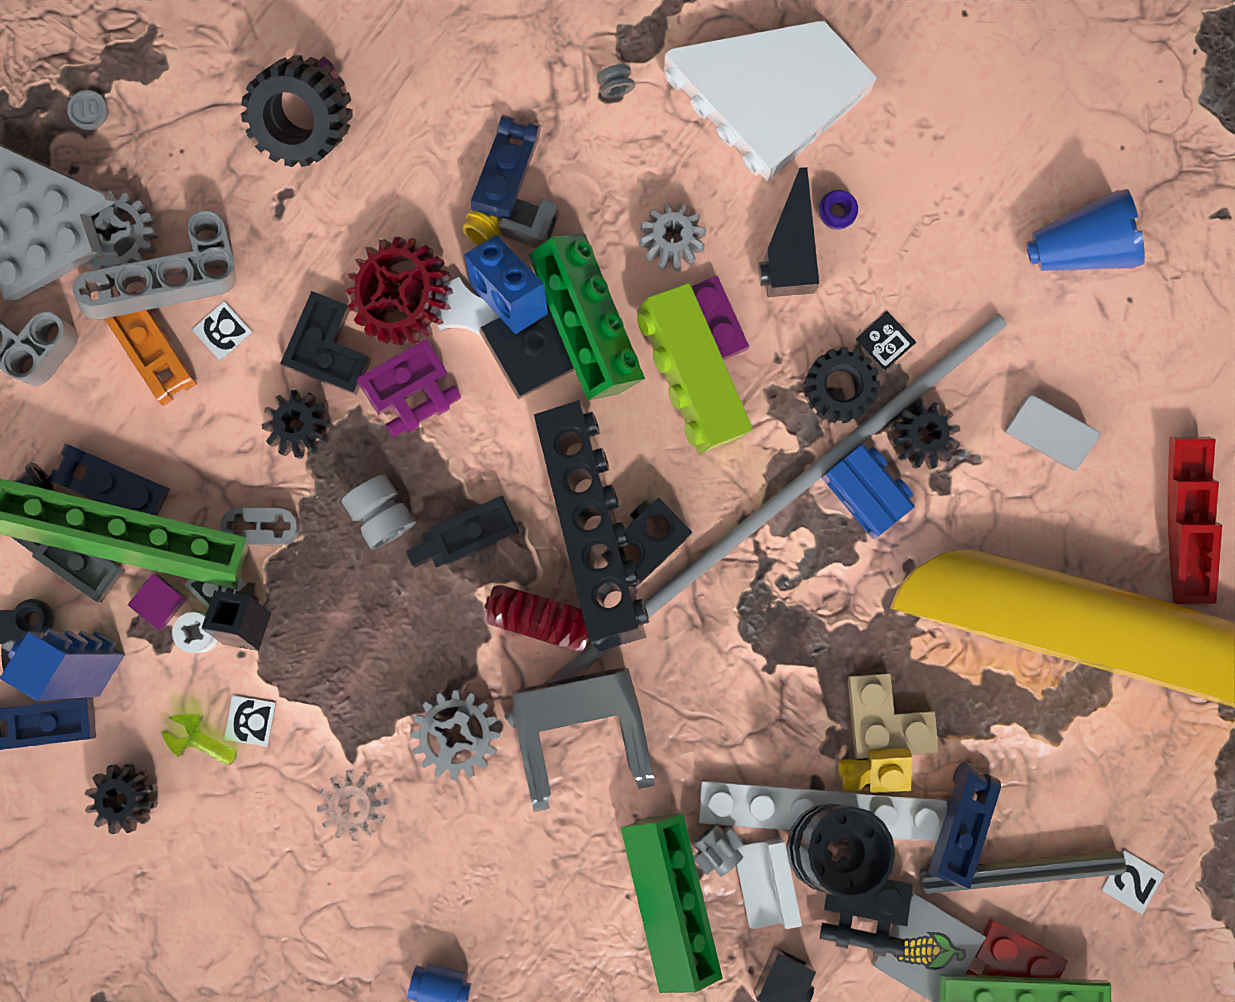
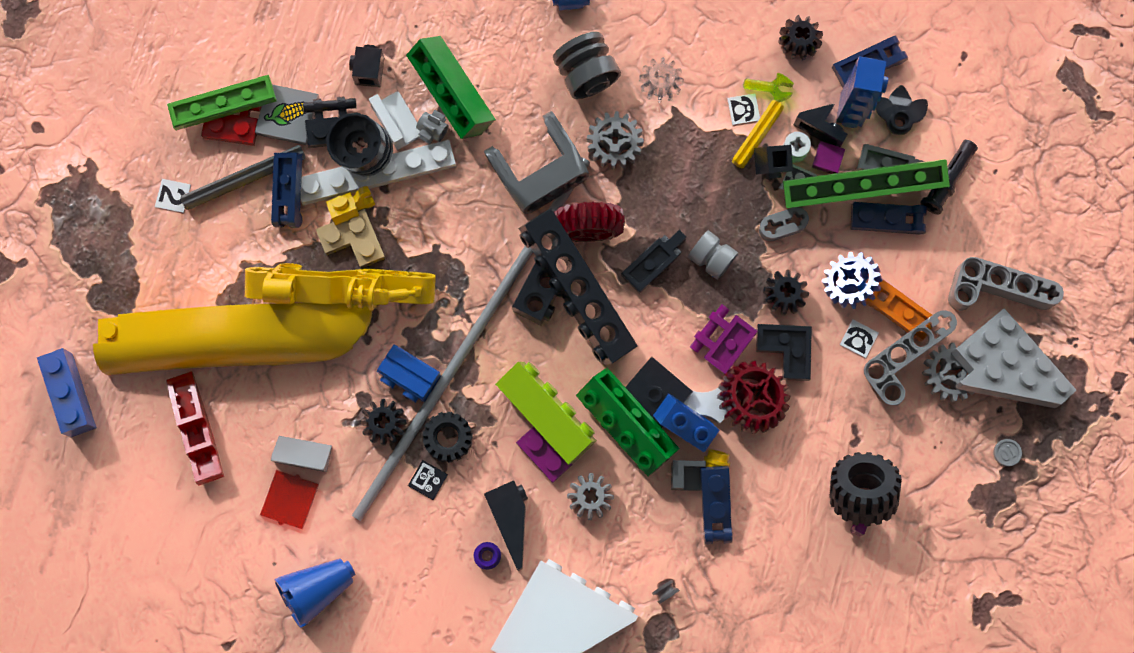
camera: 160 degrees right, 5 degrees down
(153, 654) = (815, 124): none -> black slope
(180, 415) = (854, 270): none -> gear
(243, 673) = (757, 134): none -> yellow axle
(456, 869) = (586, 65): none -> dark grey wheel
(901, 631) = (353, 287): none -> yellow beam
(1085, 378) = (289, 499): none -> clear red piece

